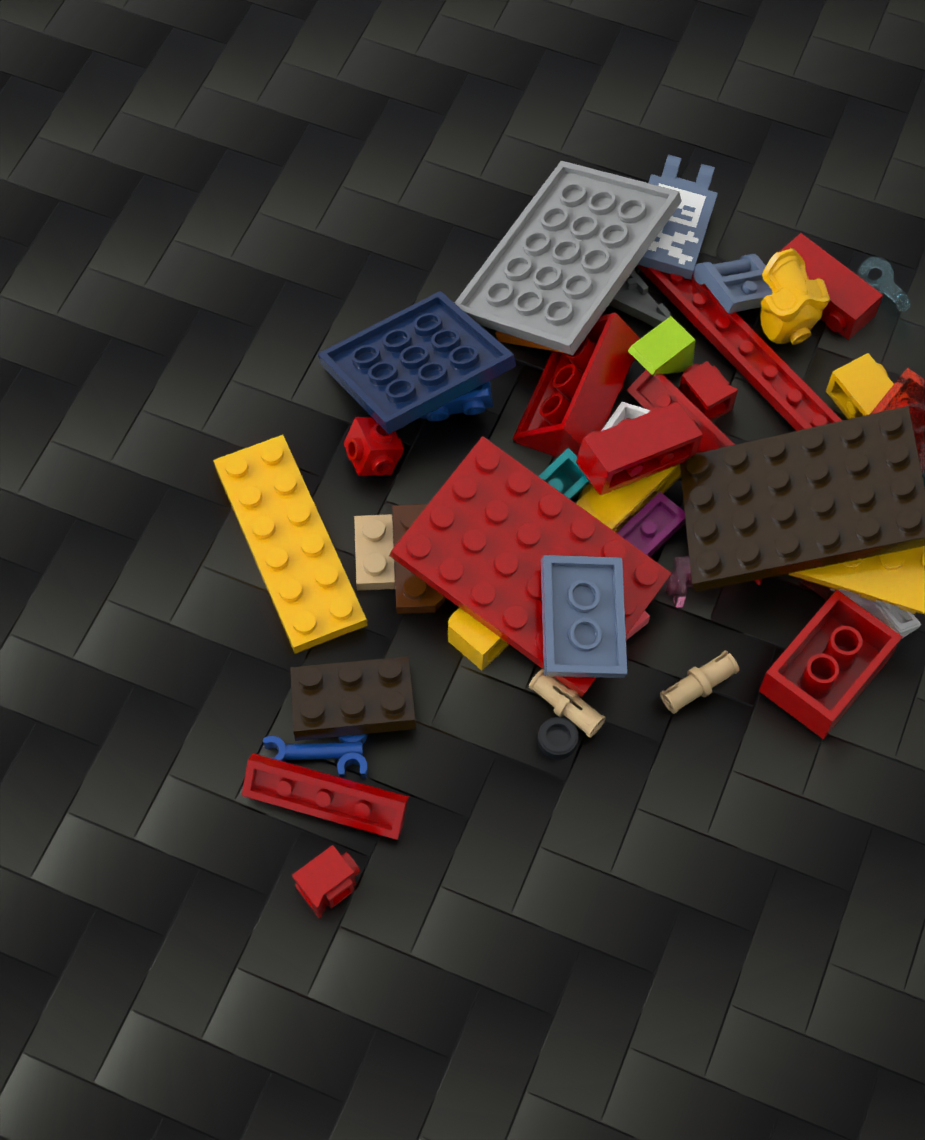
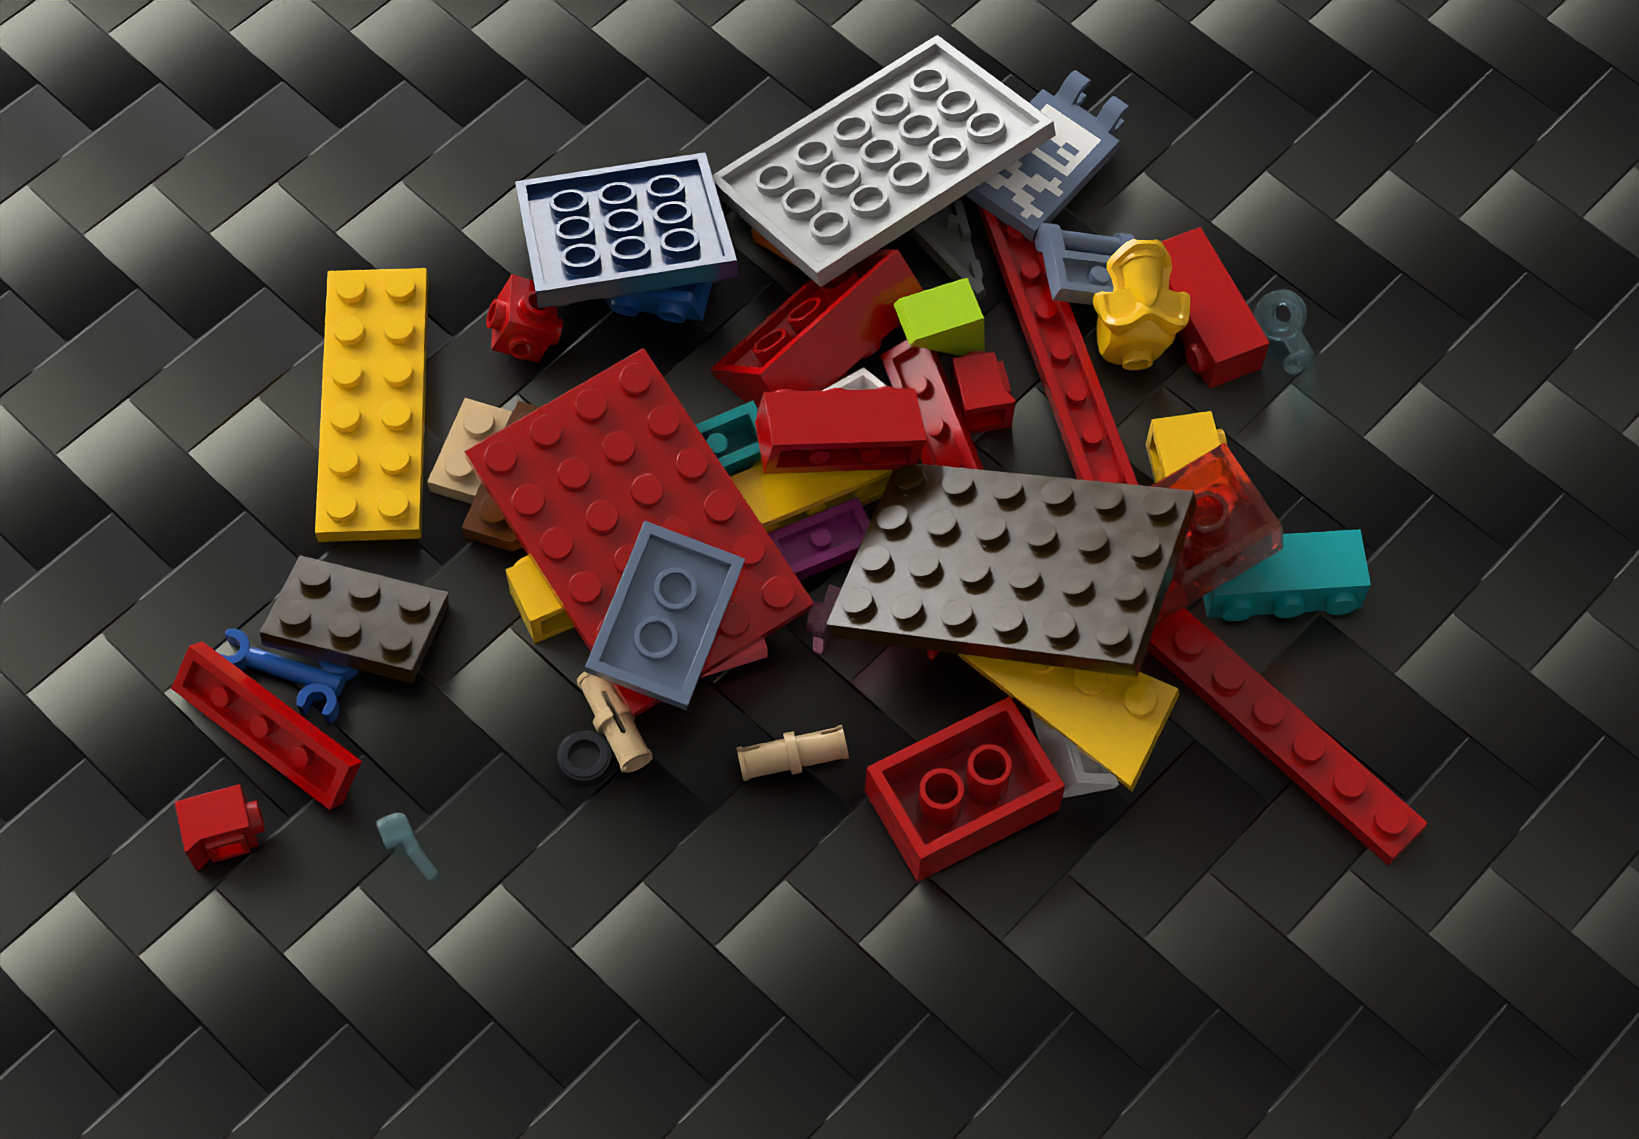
camera: 20 degrees right, 0 degrees up
(453, 836) = (397, 830): none -> clear light blue hand

